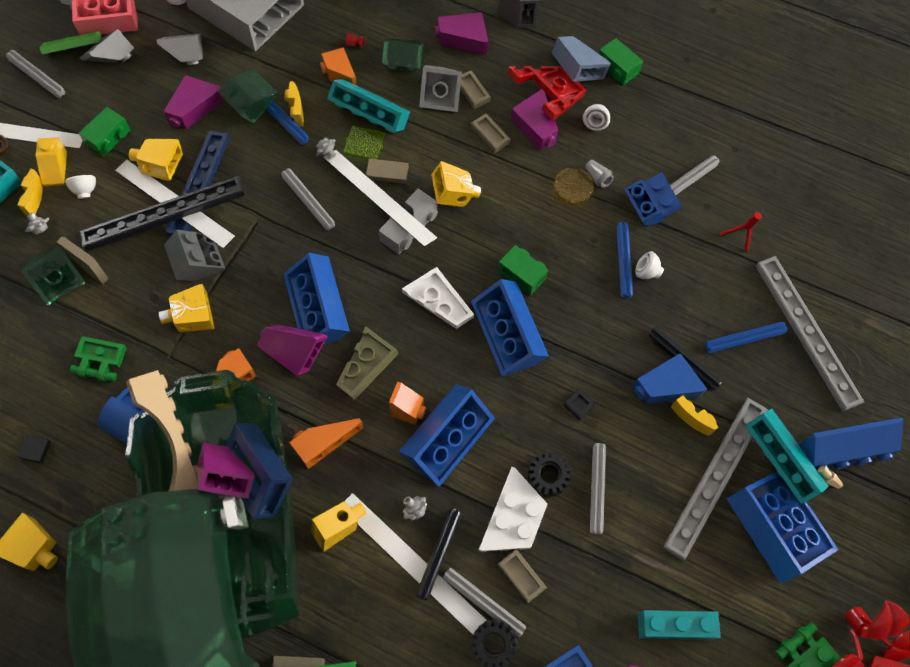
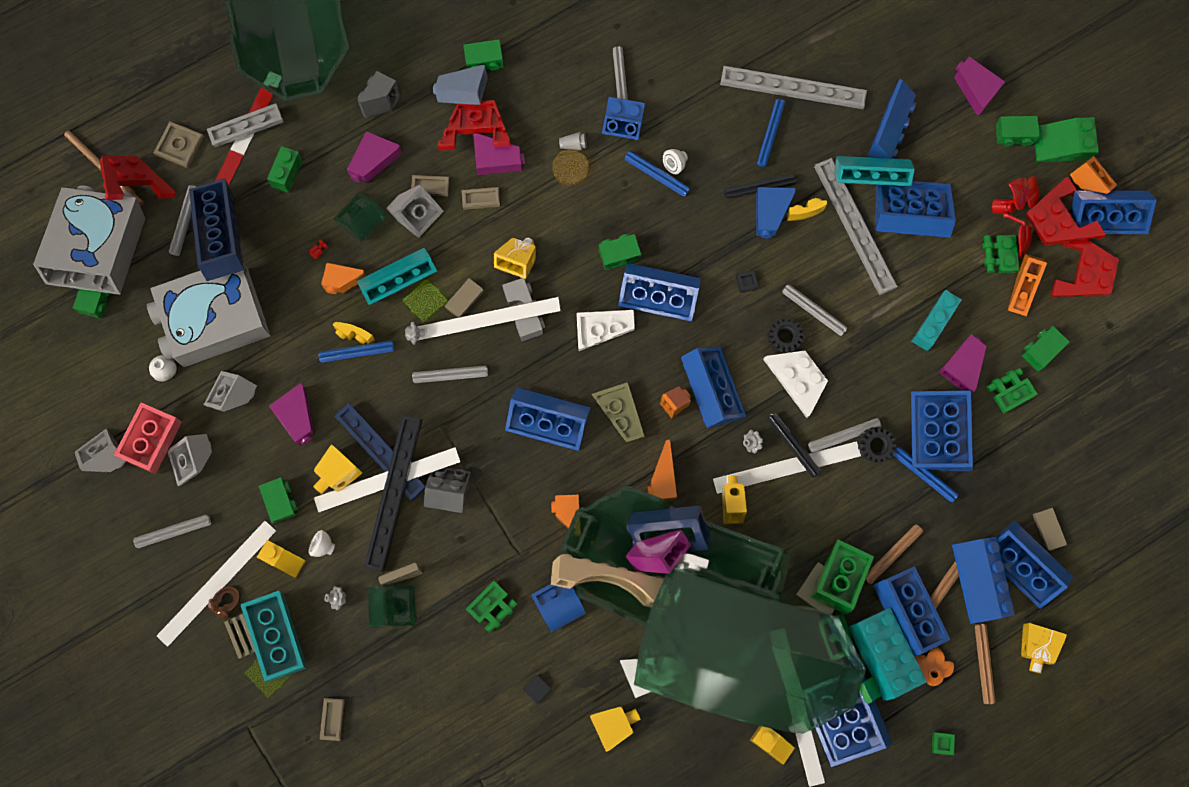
camera: 55 degrees left, 10 degrees up
(33, 190) = (297, 586): yellow slope -> none
(71, 42) = (161, 484): bright green tile -> none
(189, 310) = (494, 517): yellow torso -> none
(248, 94) = (322, 364): clear green slope -> none
(292, 346) = (576, 456): magenta slope -> none
(522, 576) = (842, 399): dark tan tile -> none
(596, 117) = (523, 109): white brick -> none
(748, 226) = (692, 68): red plant -> none
(830, 477) = (903, 153): tan bar -> none

